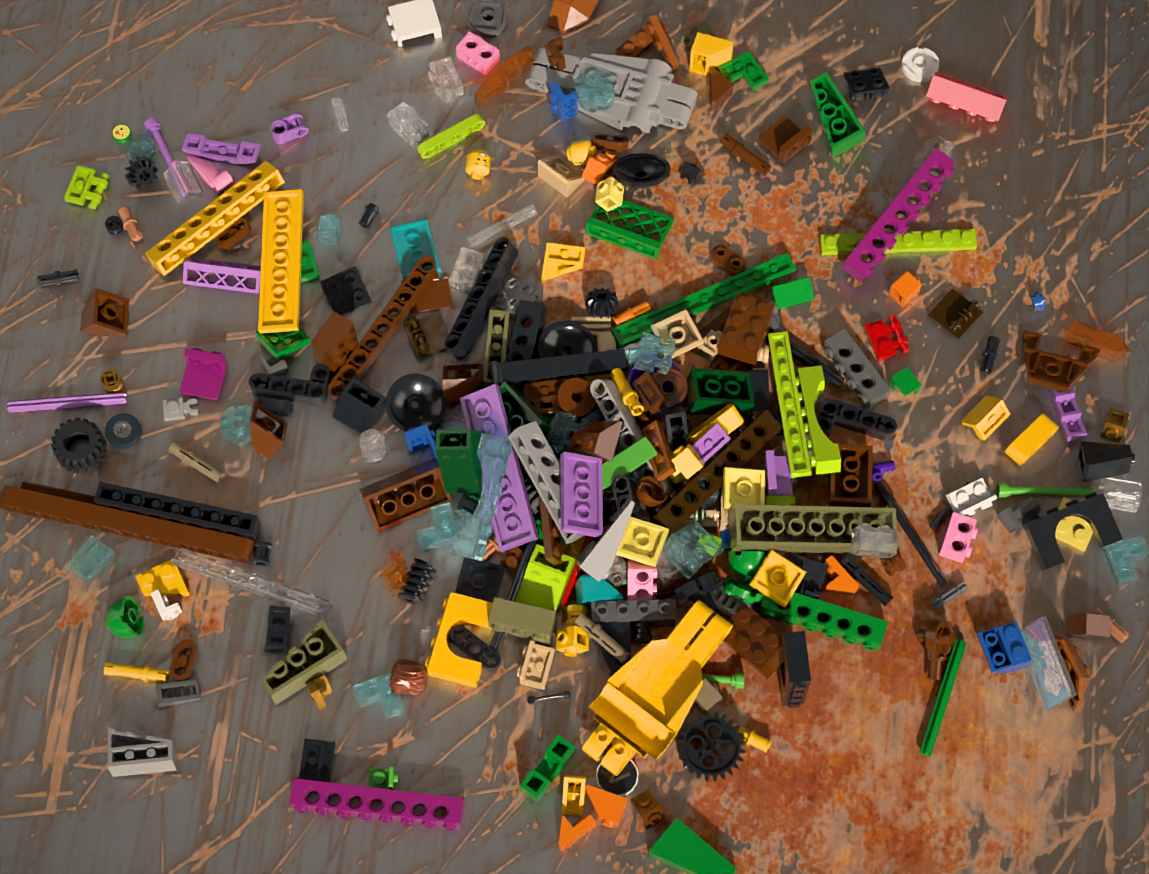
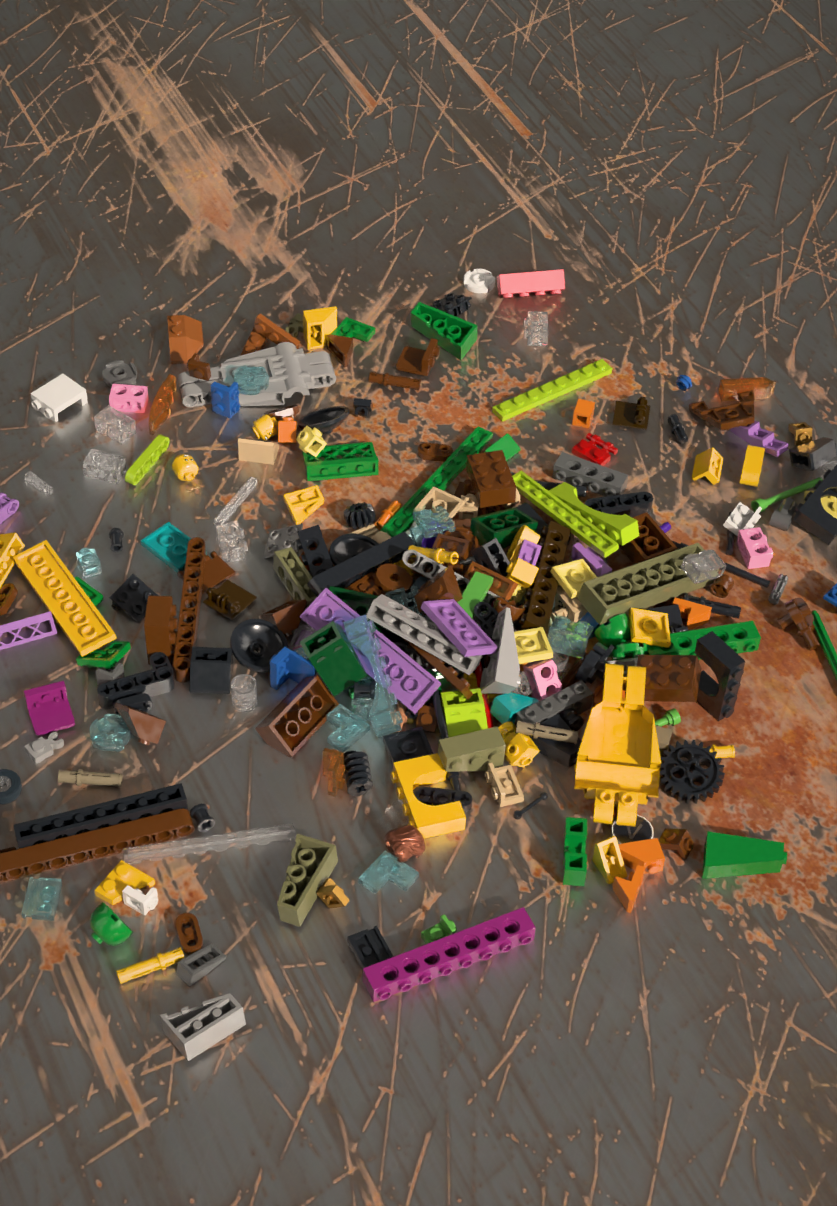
camera: 35 degrees left, 20 degrees down
(277, 628) = (258, 866): black hinge -> none
(481, 298) = (258, 554): black beam -> none
(905, 382) = (634, 466): green panel -> none
(936, 162) = (544, 367): magenta brick -> none

